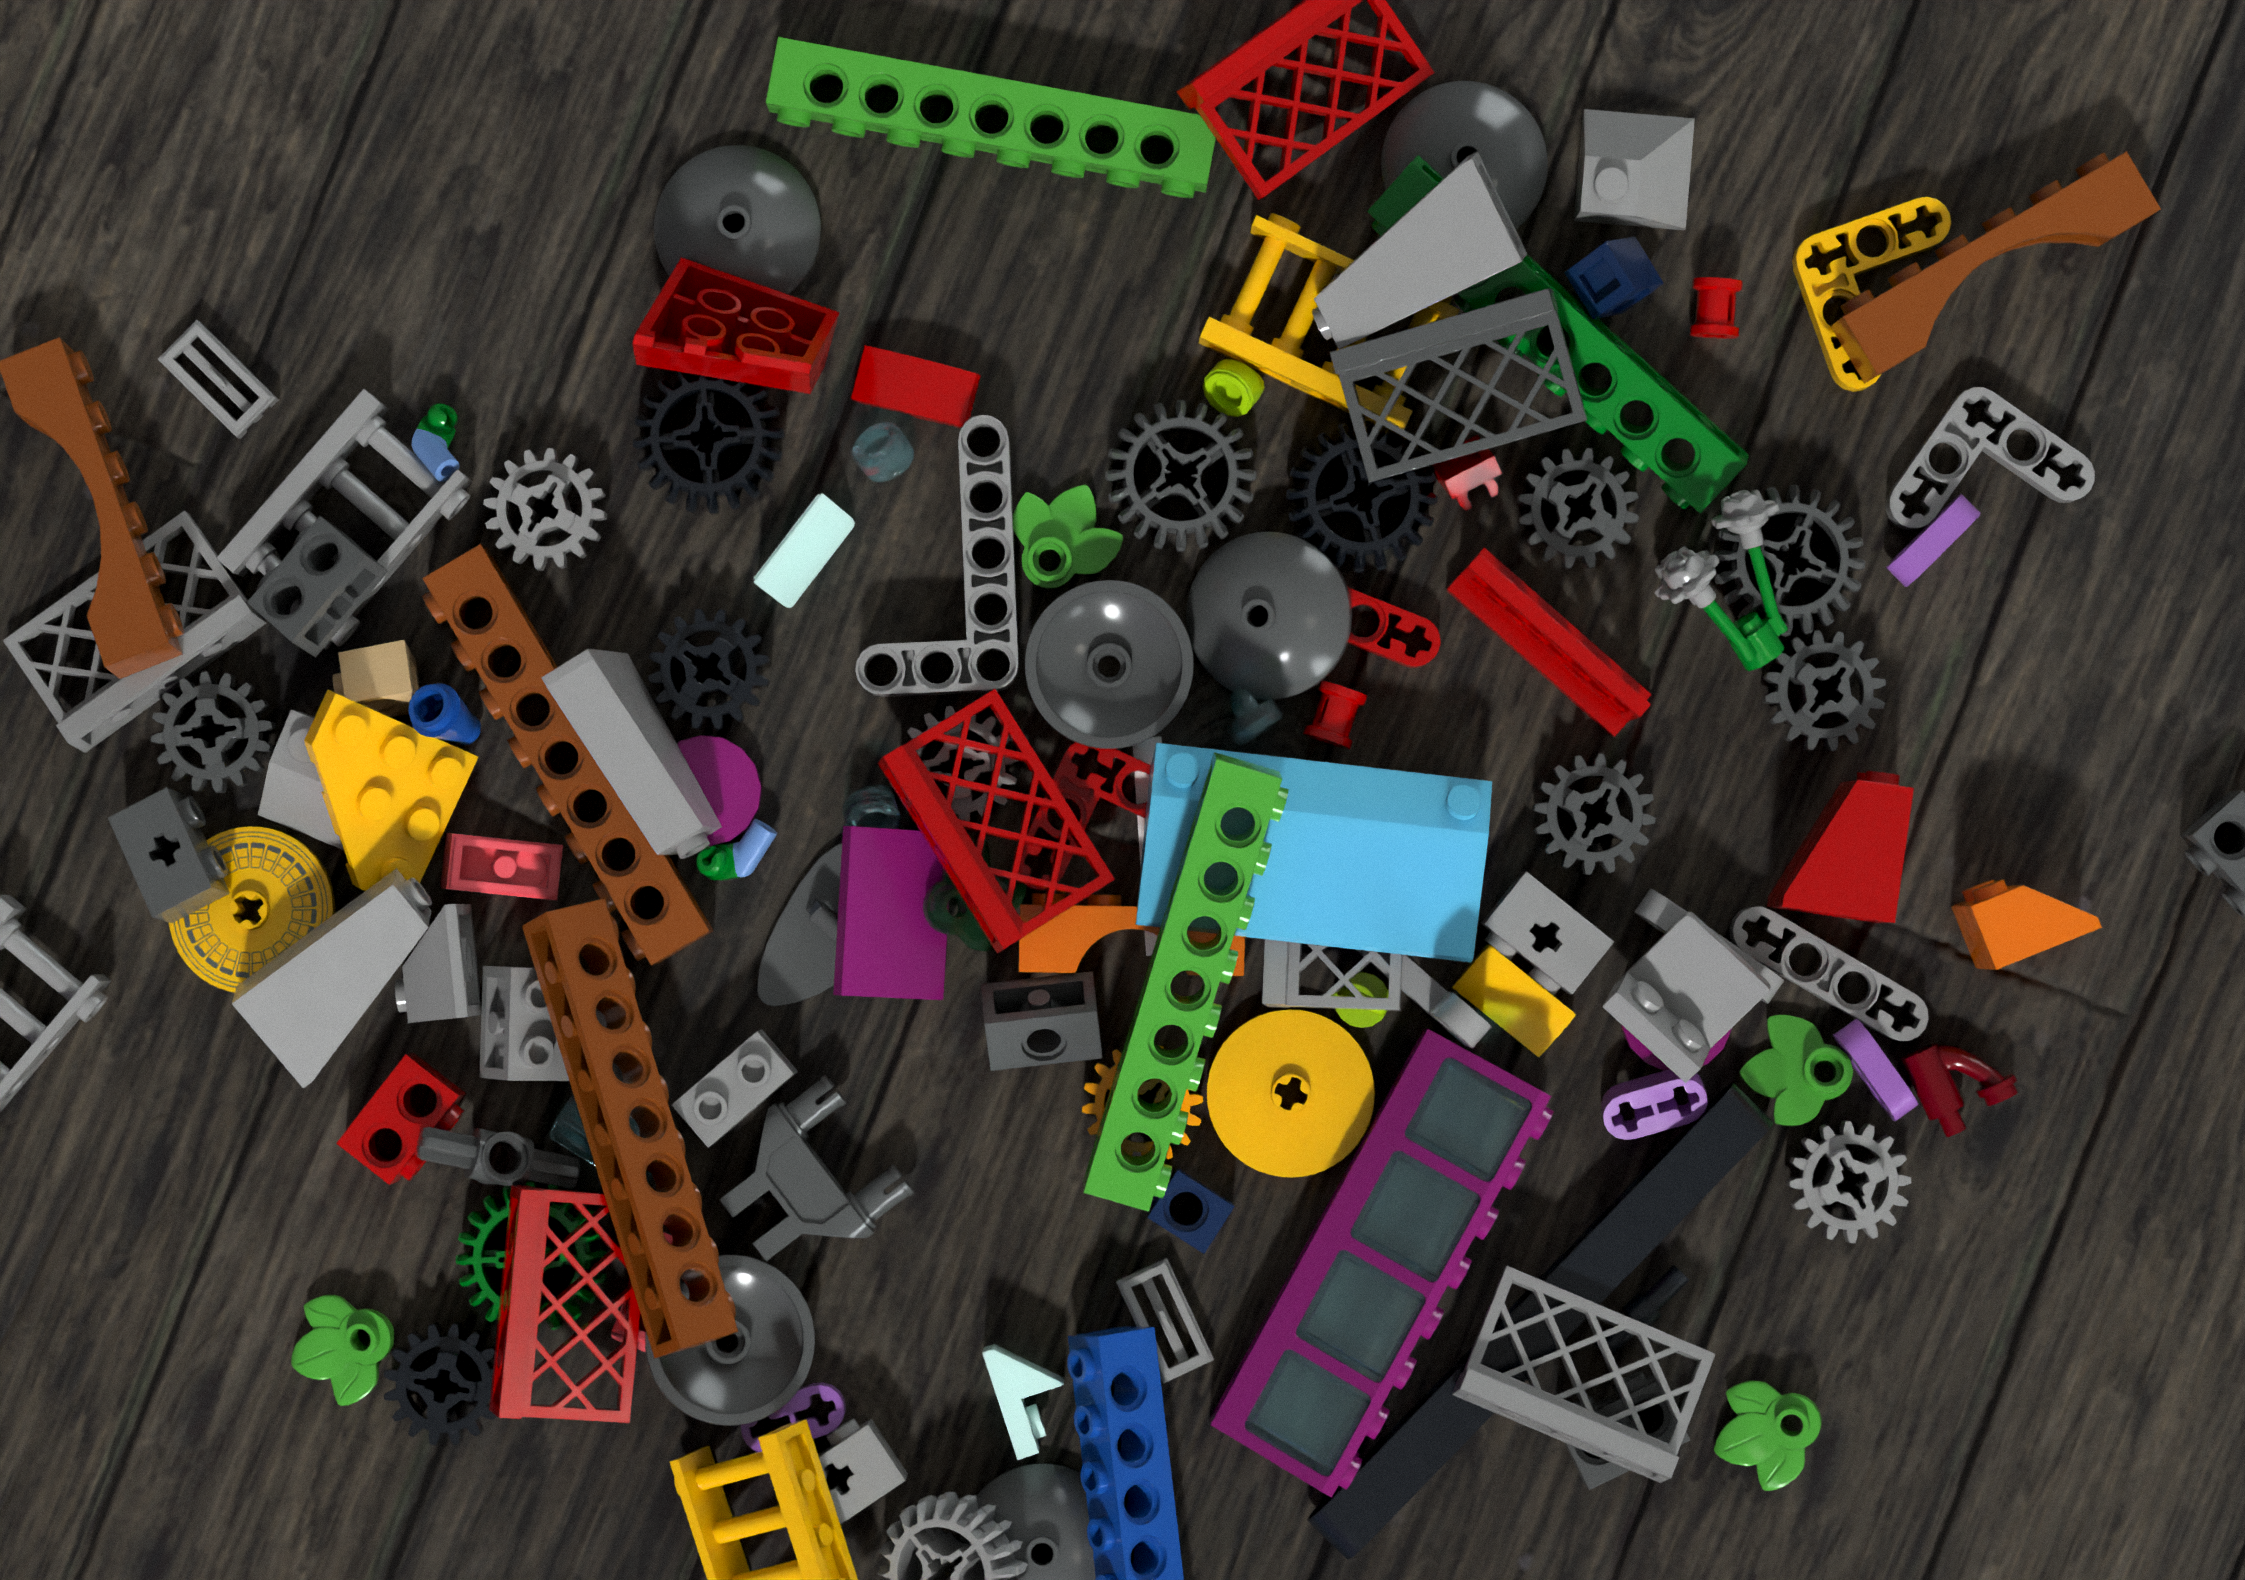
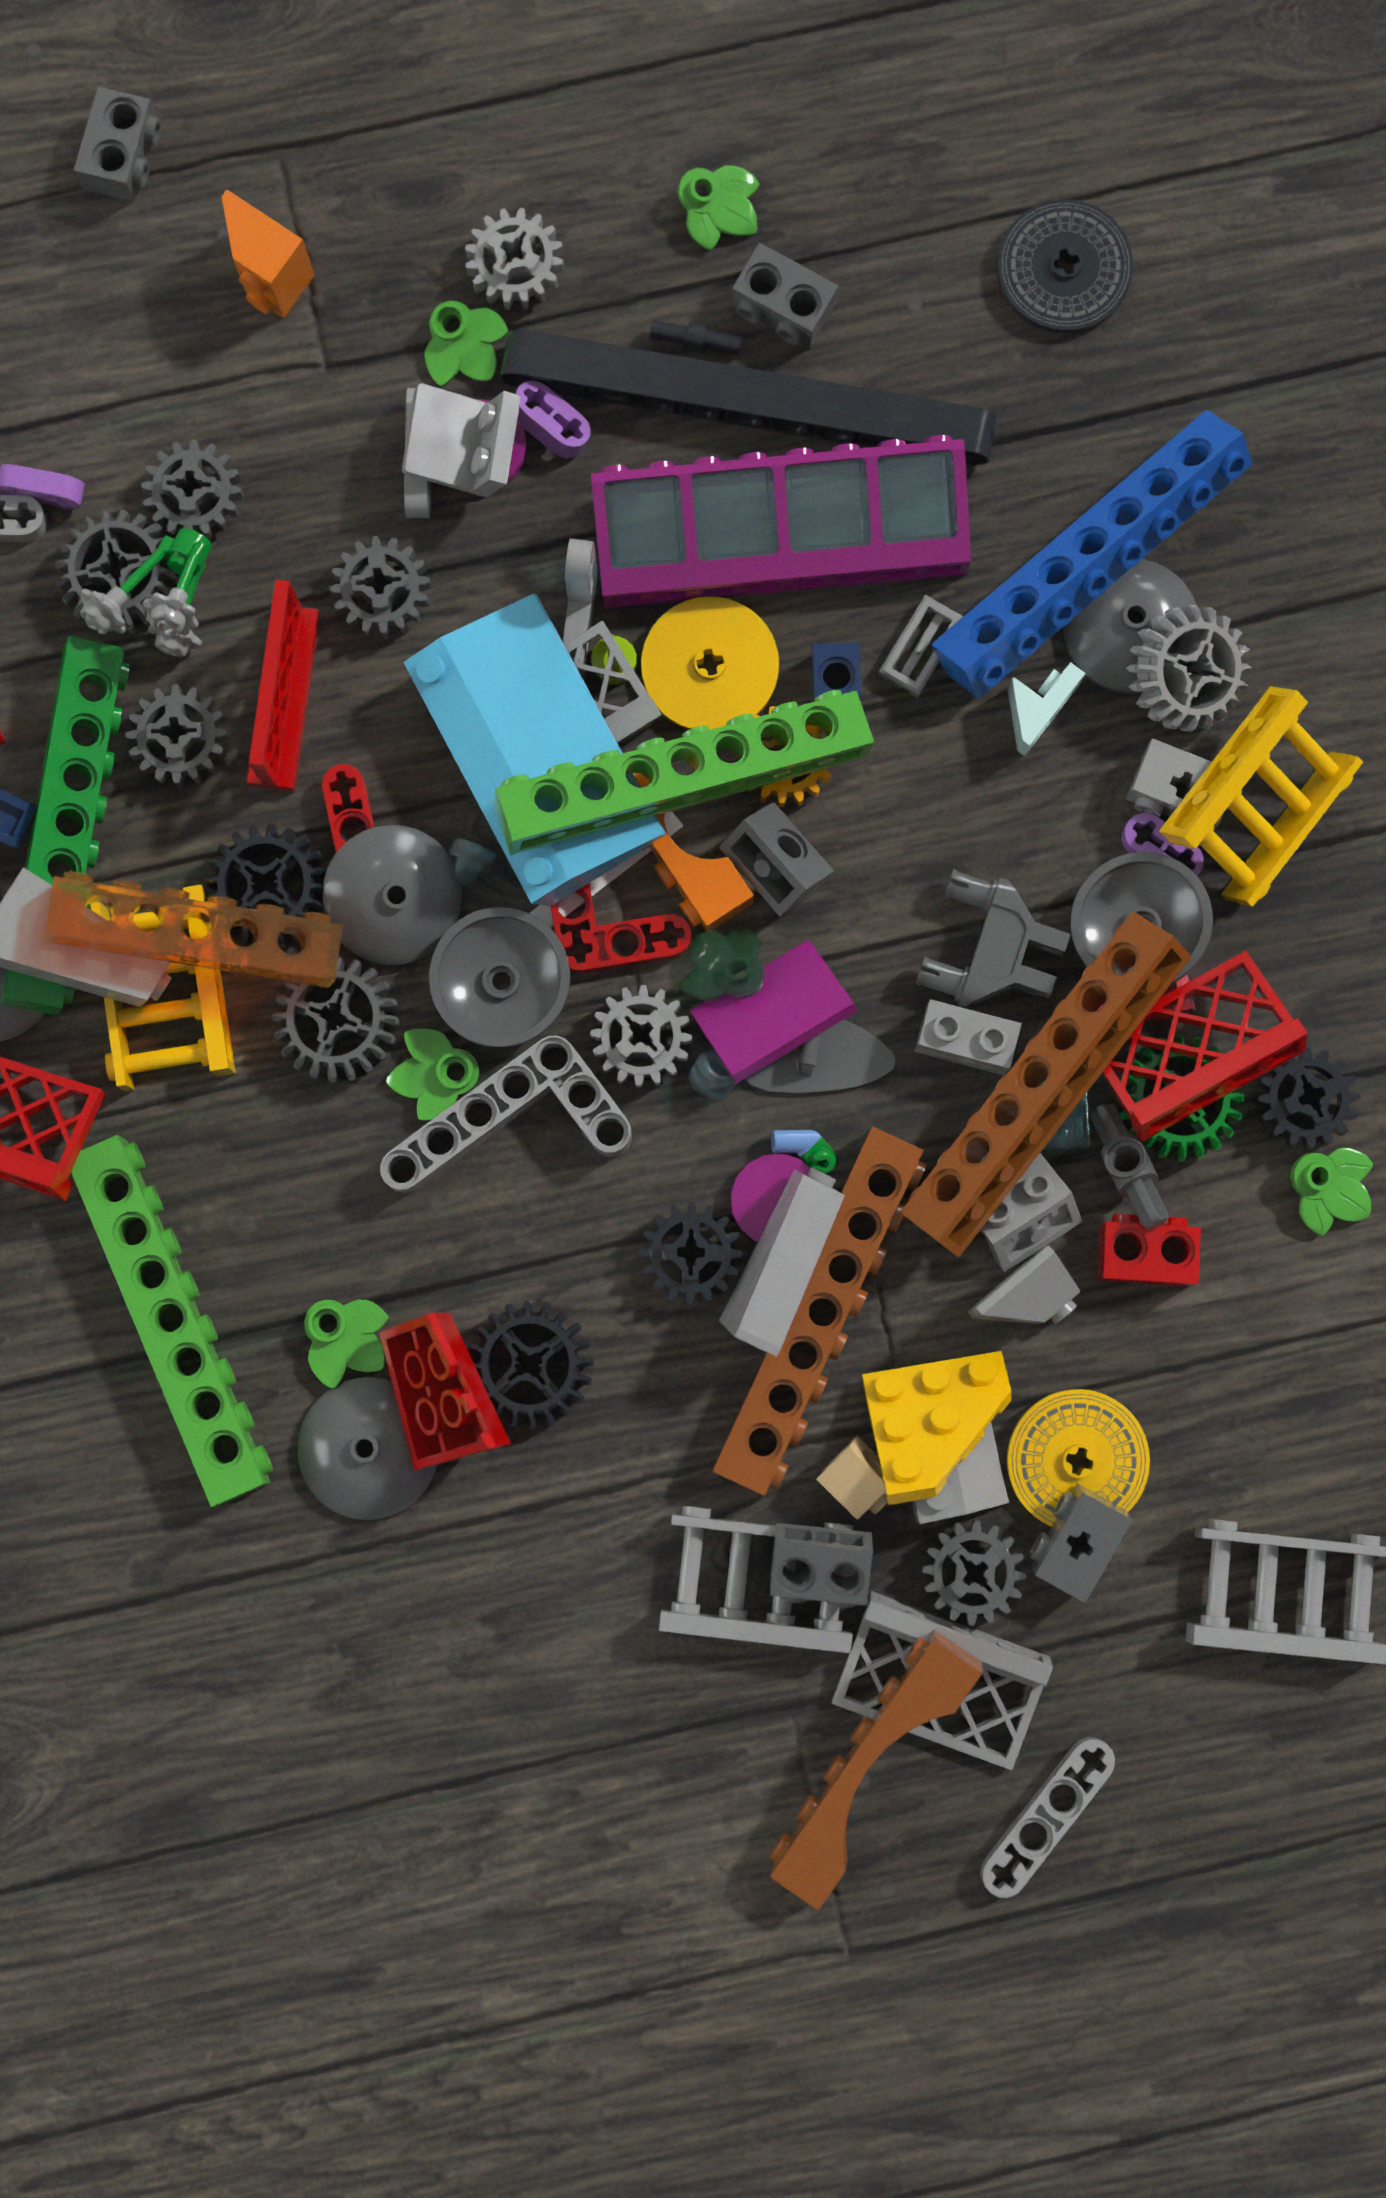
camera: 120 degrees left, 5 degrees down
(252, 413) = (715, 1785): light grey tile -> none
(329, 978) = (1082, 1366): light grey slope -> none
(433, 440) = (664, 1558): arm -> none
(442, 714) = (850, 1416): blue cone -> none
(501, 866) = (927, 1307): coral slope -> none
(557, 485) = (659, 1468): light grey gear -> none
(804, 551) = (563, 1245): light aqua slope -> none
(851, 279) = (351, 1342): none -> bright green plate
(883, 452) = (457, 1238): clear light blue tile -> none
(915, 386) = (396, 1245): red slope -> none
(954, 846) = (697, 996): red fence -> none
(1233, 387) = (250, 1026): lime tile -> none
(1242, 489) = (70, 926): none -> clear orange brick
(1335, 715) = (430, 804): red bush -> none
(1444, 338) = (72, 857): dark grey fence -> none
(1467, 473) = (199, 828): red tile -> none
(1513, 1000) = (544, 556): yellow slope -> none
(1569, 1421) = (802, 325): light grey fence -> none
(1578, 941) = (483, 538): light grey brick -> none
(1832, 967) = (383, 365): light grey beam -> none
(1852, 853) = (290, 395): red slope -> none
(1875, 1070) = (427, 290): medium lavender beam -> none
(1937, 1091) = (414, 242): dark red plant -> none

